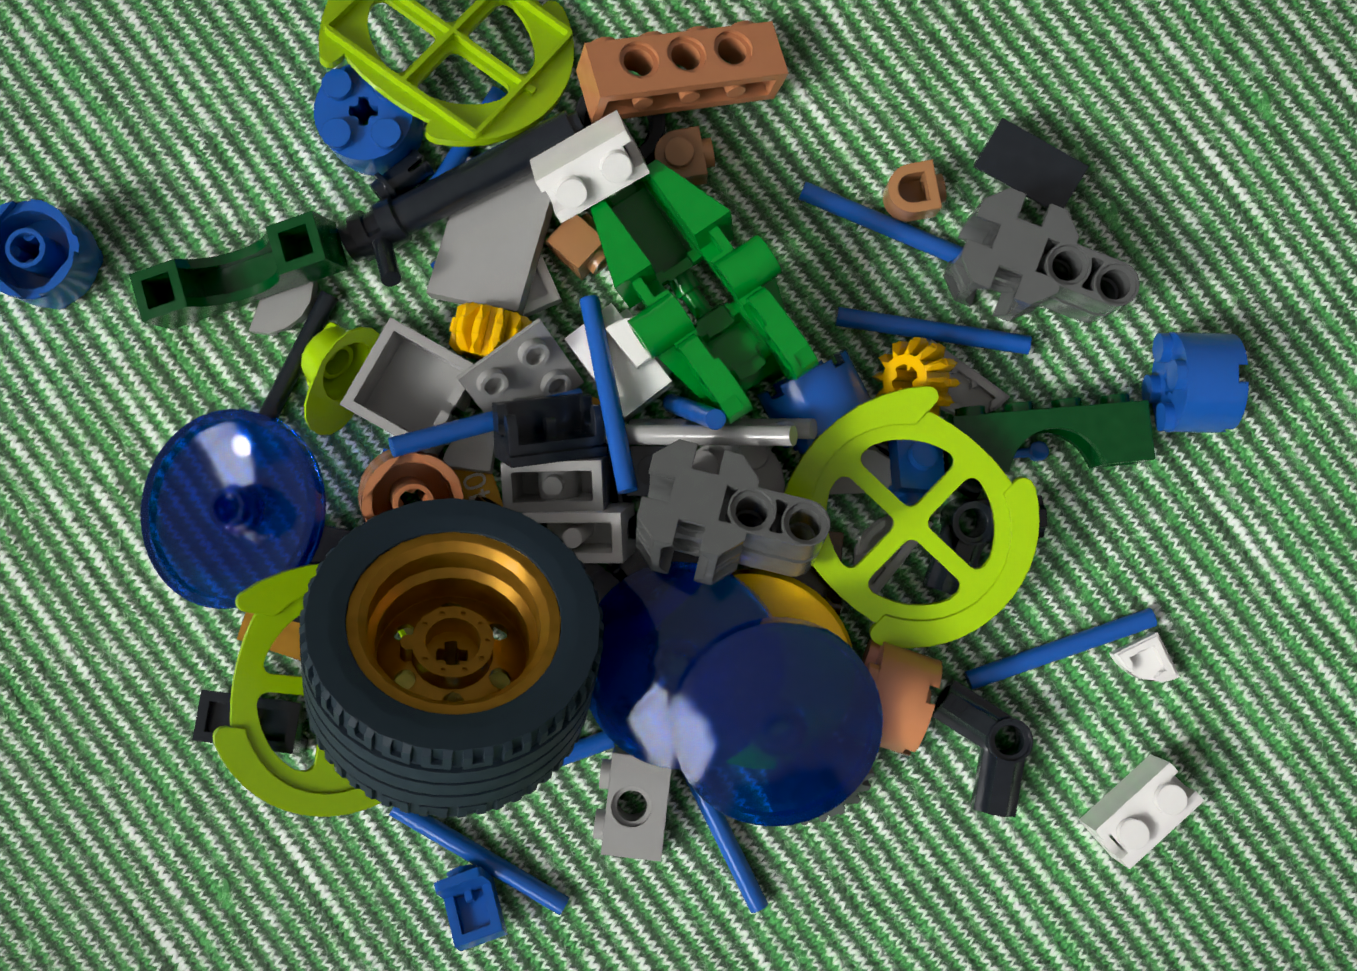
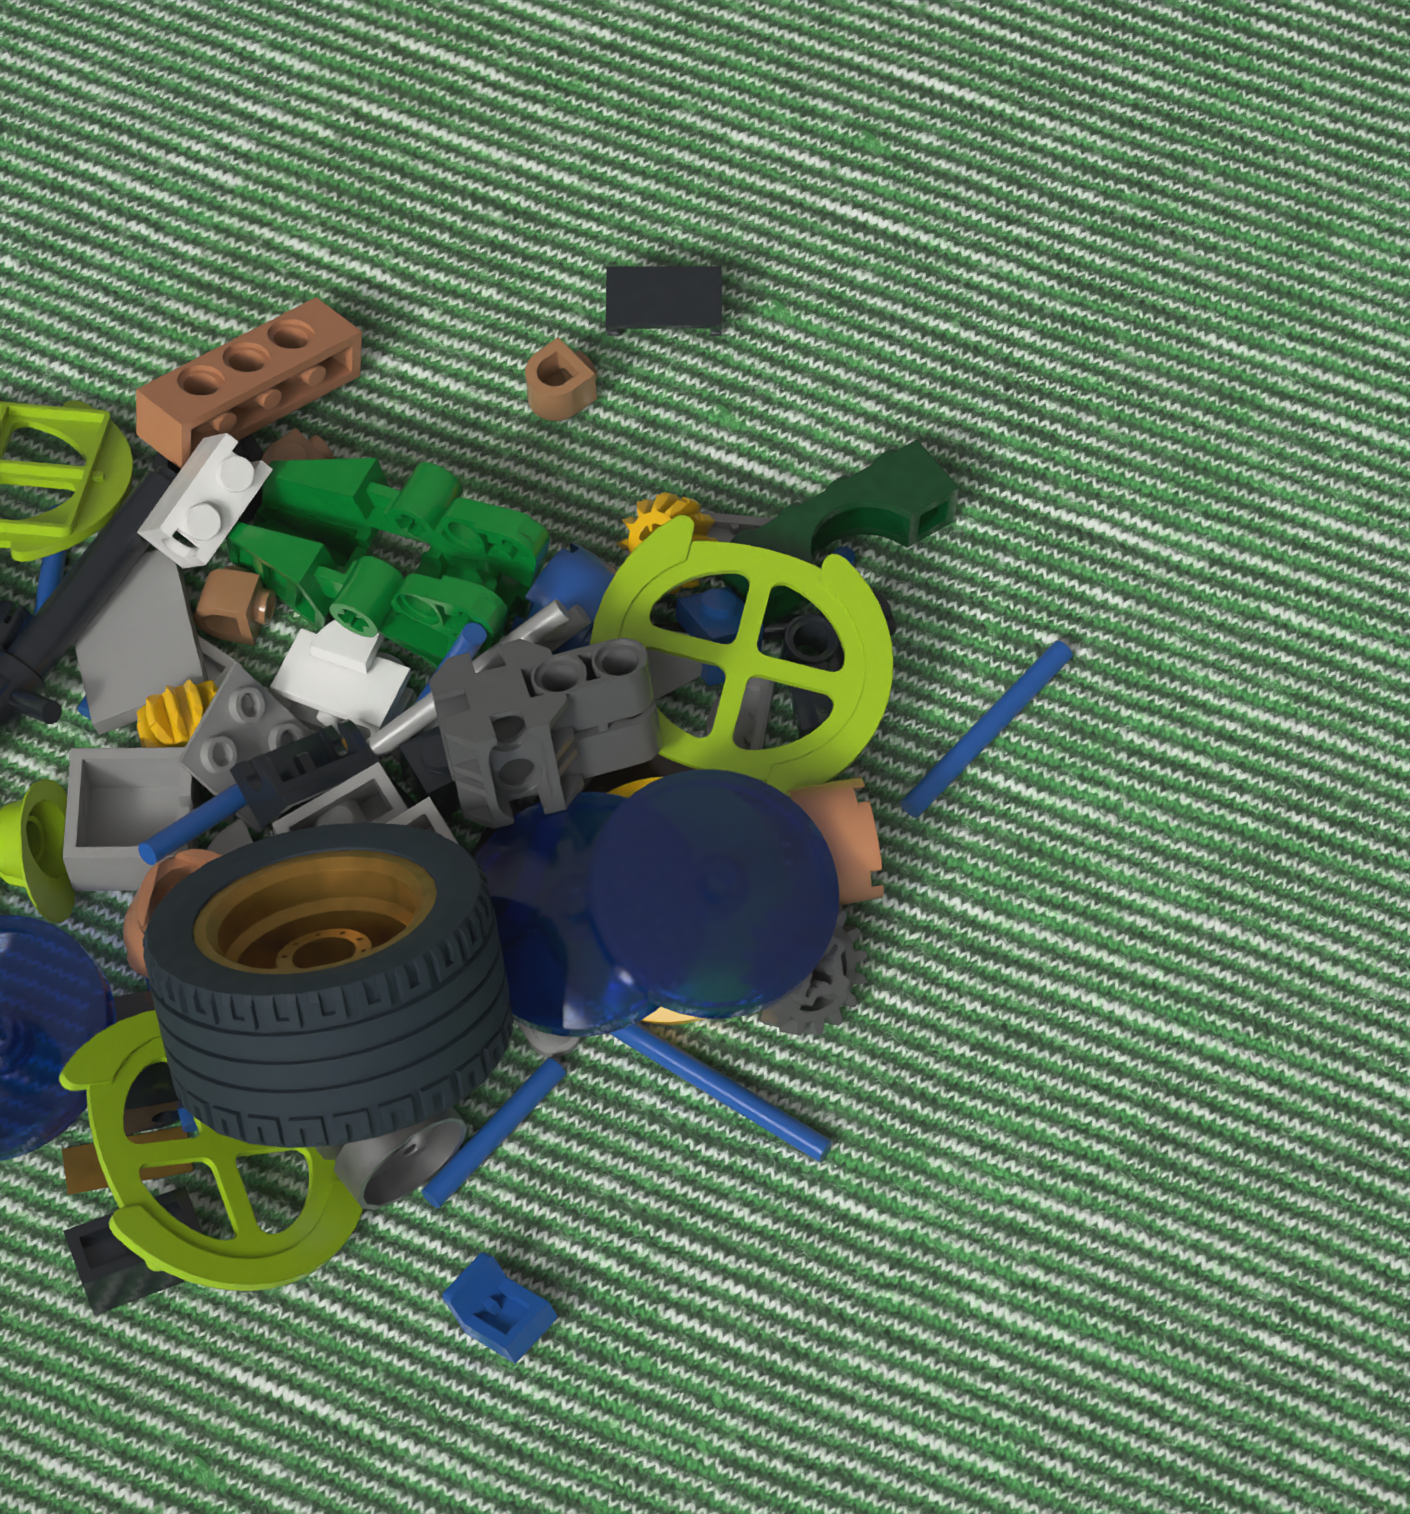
camera: 30 degrees left, 25 degrees down
(484, 858) = (452, 1265): blue bar -> none
(608, 394) = (350, 703): blue bar -> none
(625, 833) = (620, 1072): light grey brick -> none
(879, 222) = (556, 433): blue bar -> none
(933, 330) = (698, 489): blue bar -> none
(997, 771) = (991, 864): black piece -> none
(1036, 264) = (725, 378): dark grey connector -> none
(1140, 810) = (1166, 826): white brick -> none
(1146, 659) = (1083, 693): white tile -> none
(1196, 382) = (955, 399): blue brick -> none

